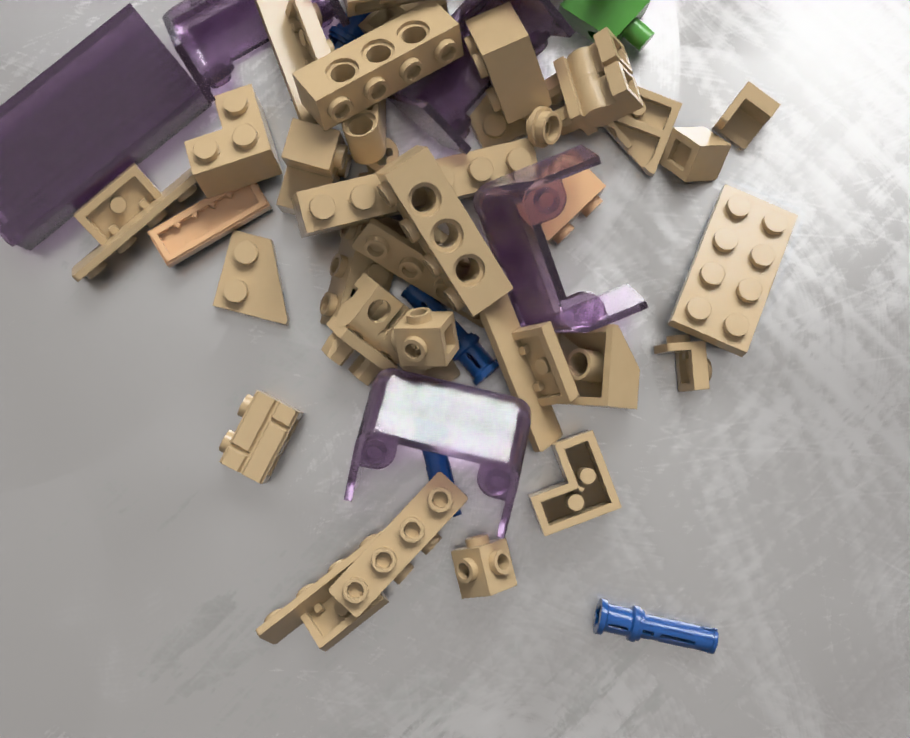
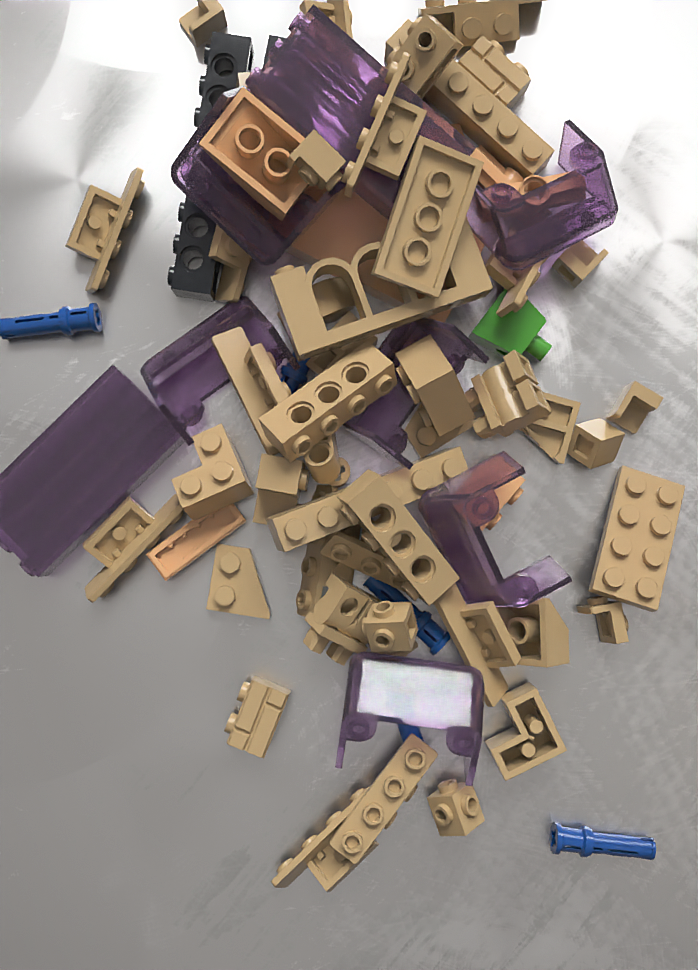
camera: 15 degrees left, 0 degrees up
(543, 127) = (469, 437): tan plate -> none

